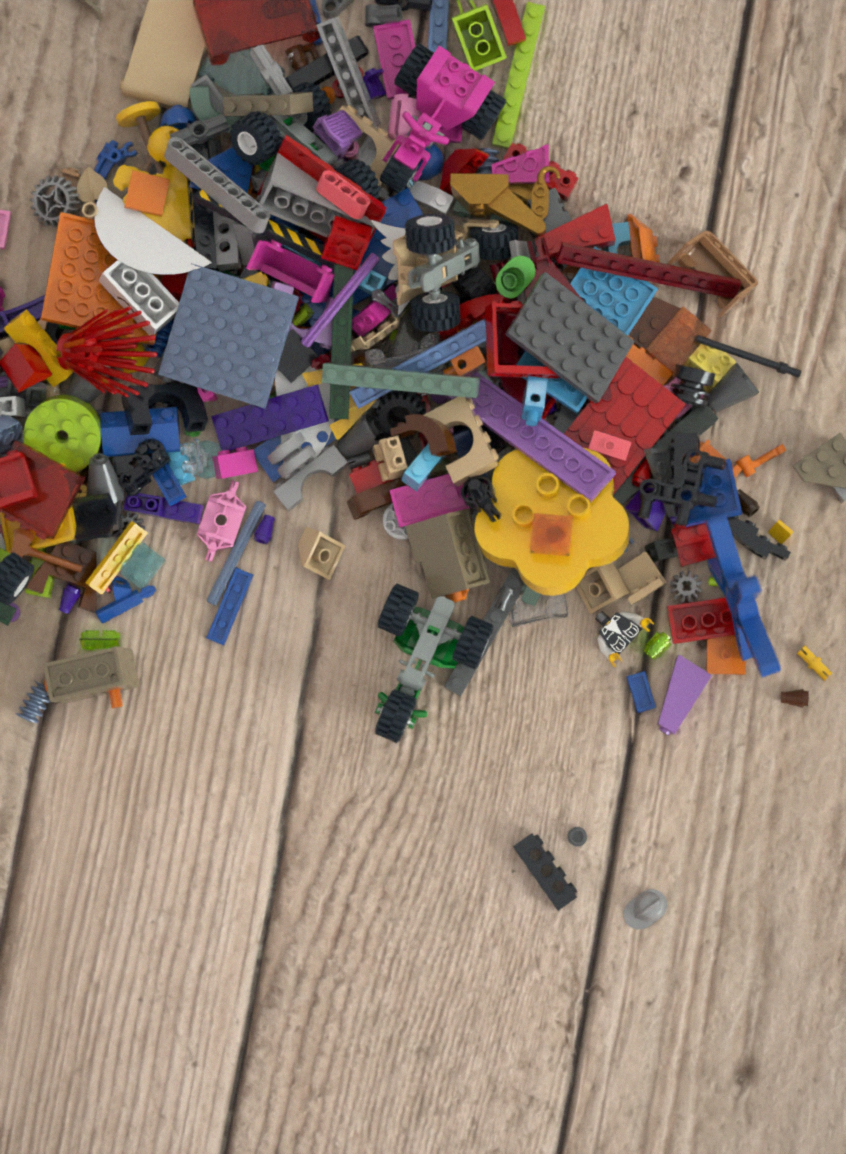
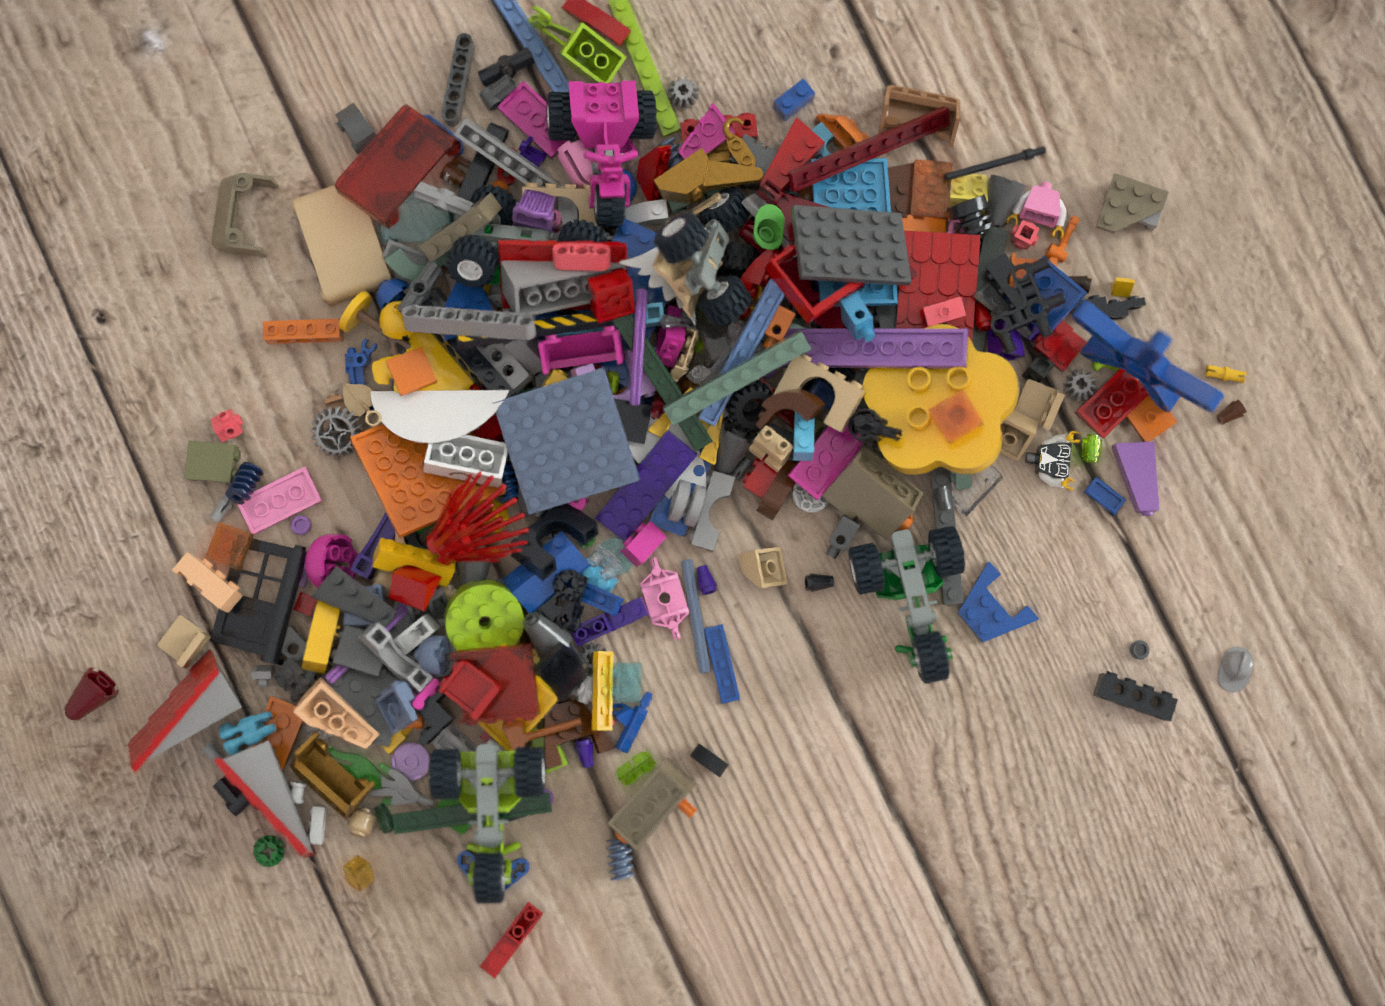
camera: 40 degrees left, 0 degrees up
(85, 100) = (302, 331): none -> orange brick
(102, 546) = (584, 691): none -> white brick
(162, 674) = (709, 760): none -> black tyre
(354, 595) = (818, 582): none -> black cone
(407, 568) = (846, 528): none -> dark grey torso
(472, 717) = (984, 612): none -> blue wing
(533, 126) = (676, 90): none -> light grey gear
(620, 188) = (793, 100): none -> blue brick
(732, 425) = (1027, 229): none -> coral brick
(760, 418) = (1042, 207): none -> bright pink torso

